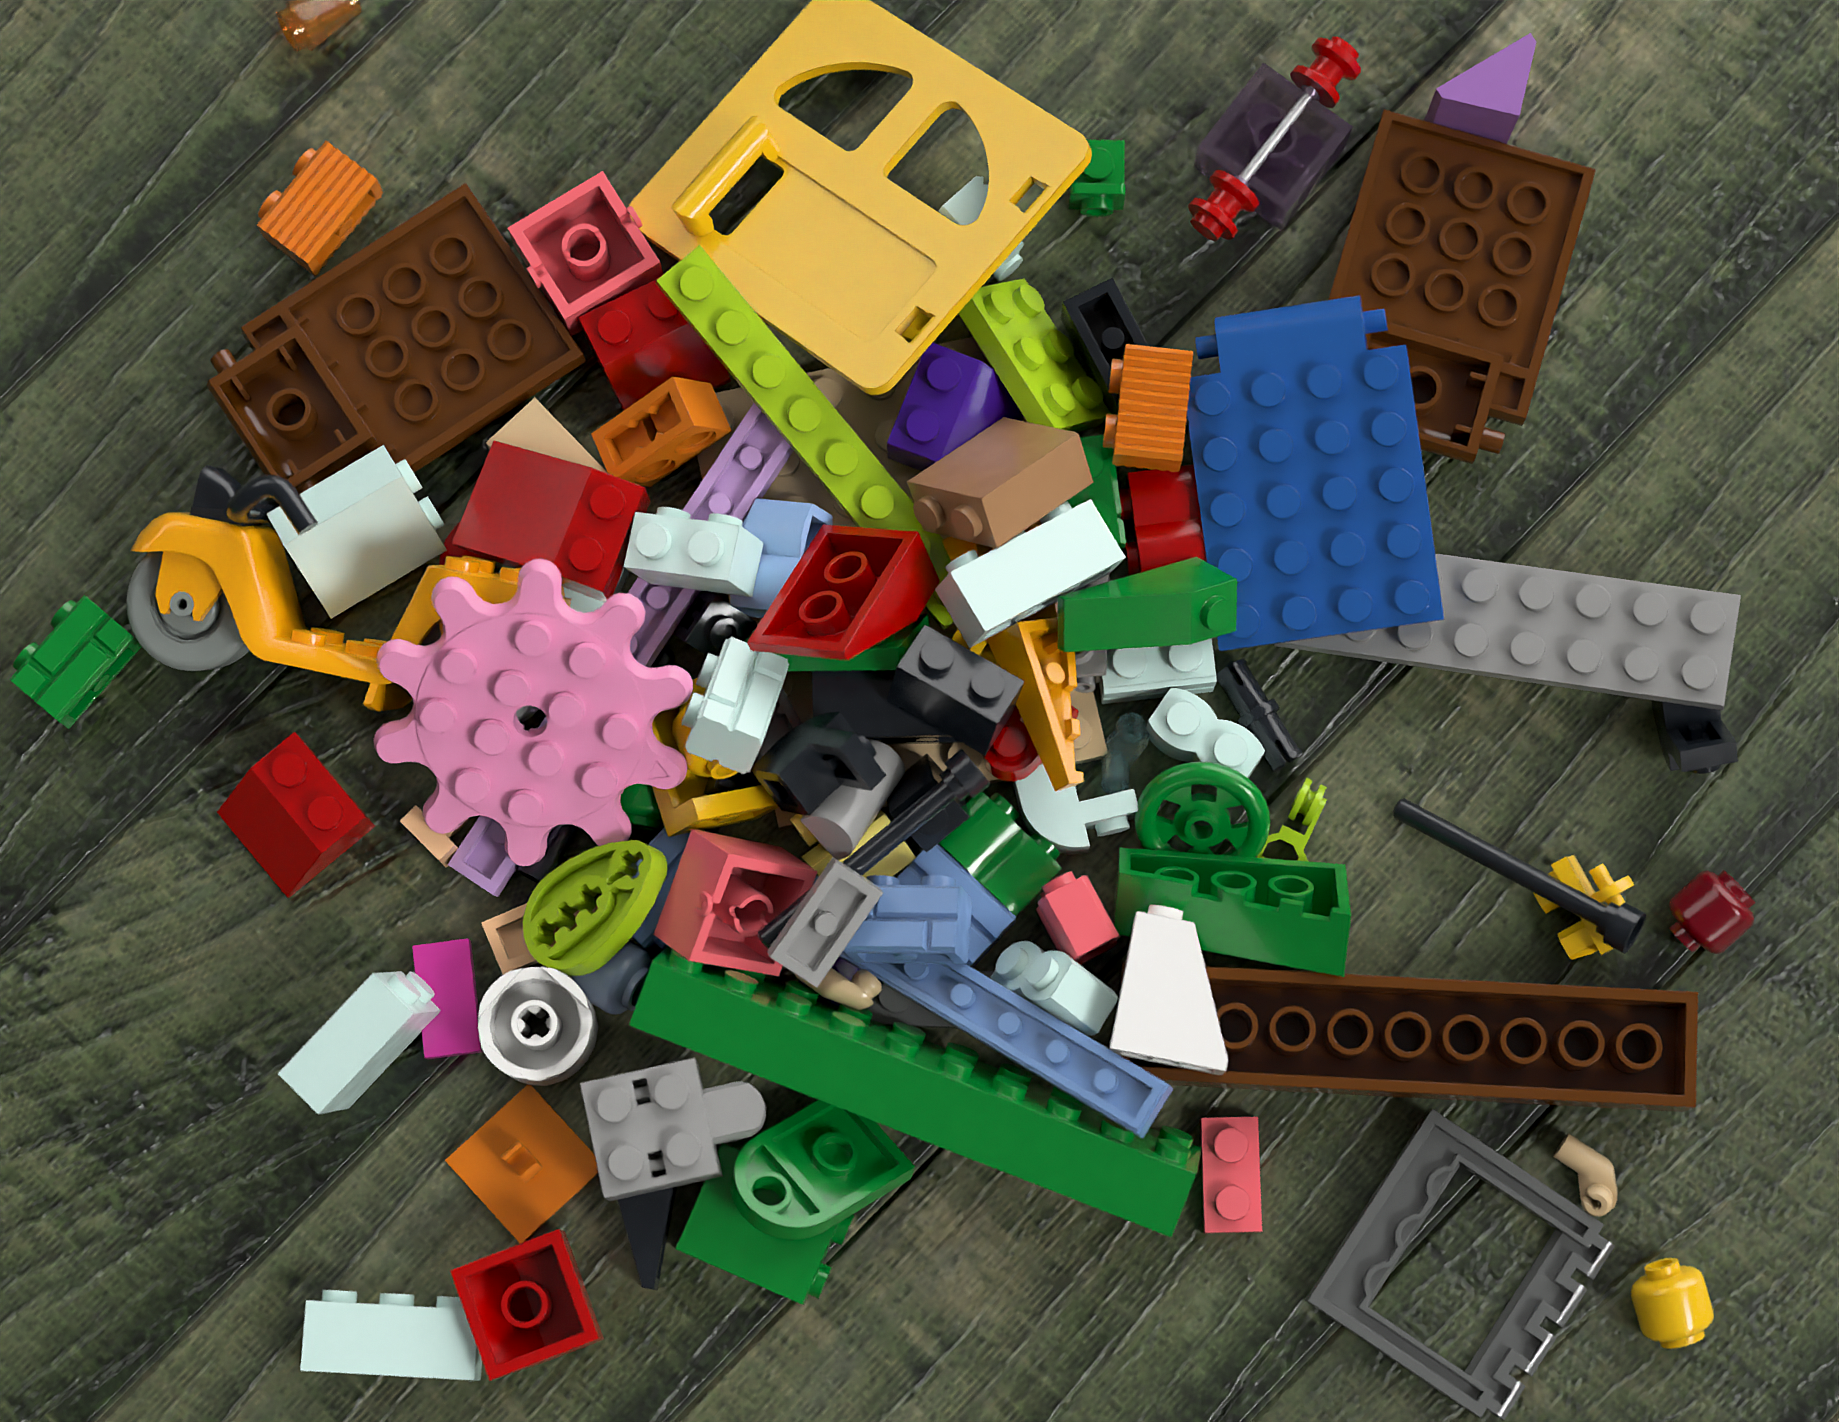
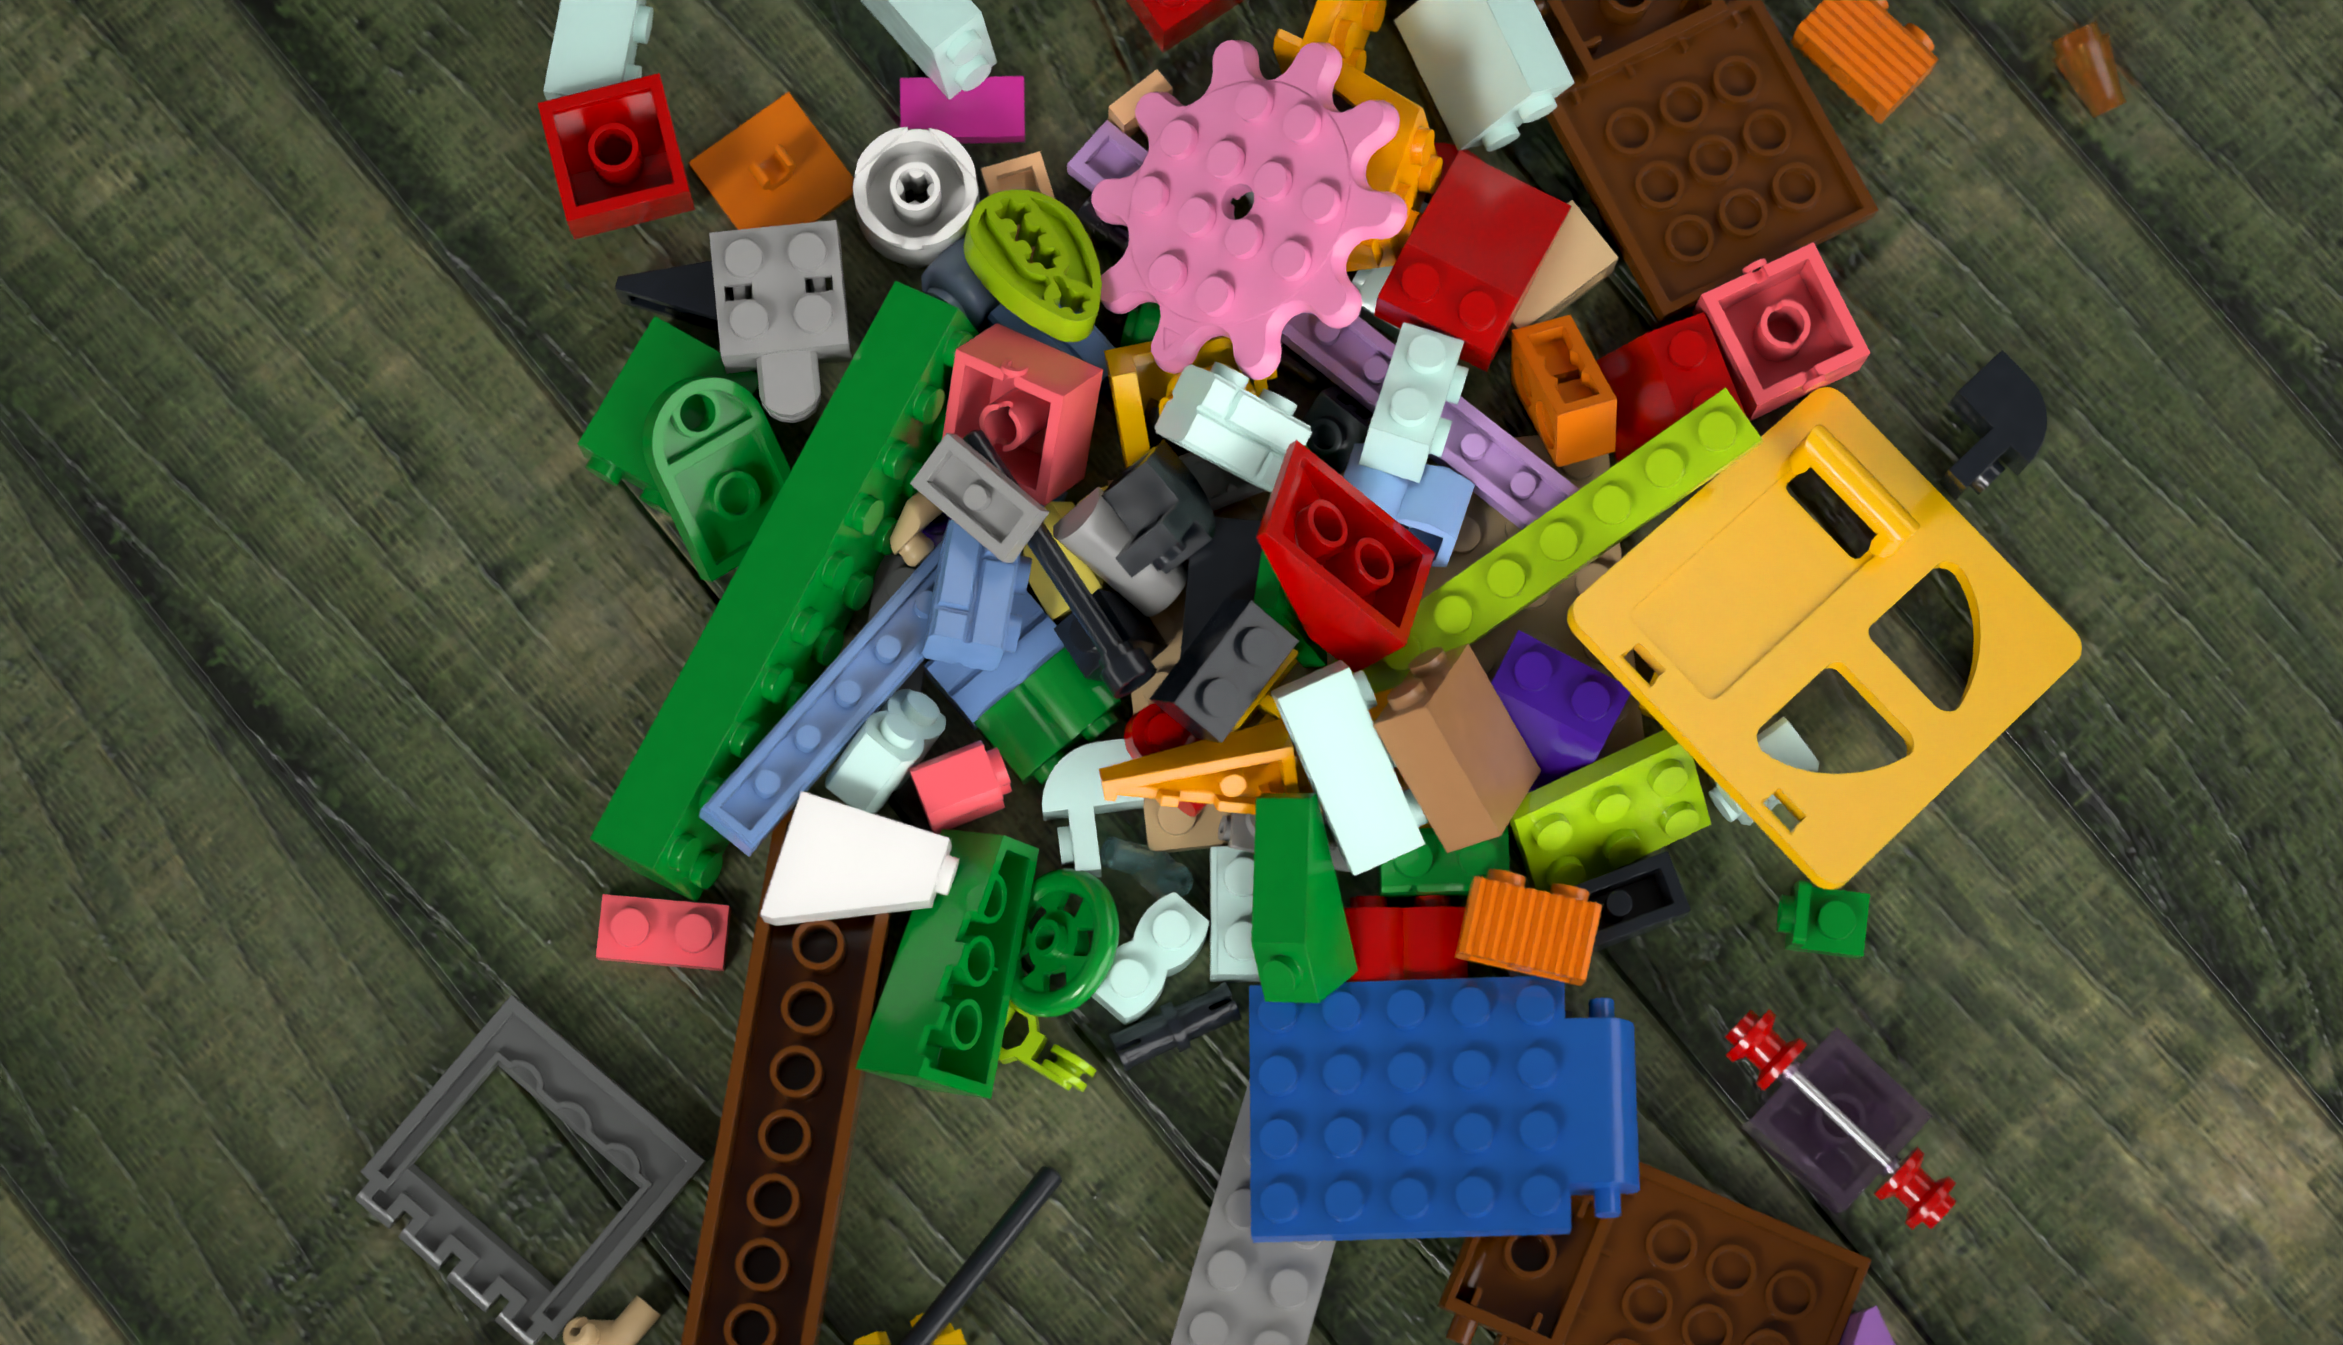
camera: 90 degrees right, 0 degrees up
(640, 59) = (2006, 415): none -> black brick

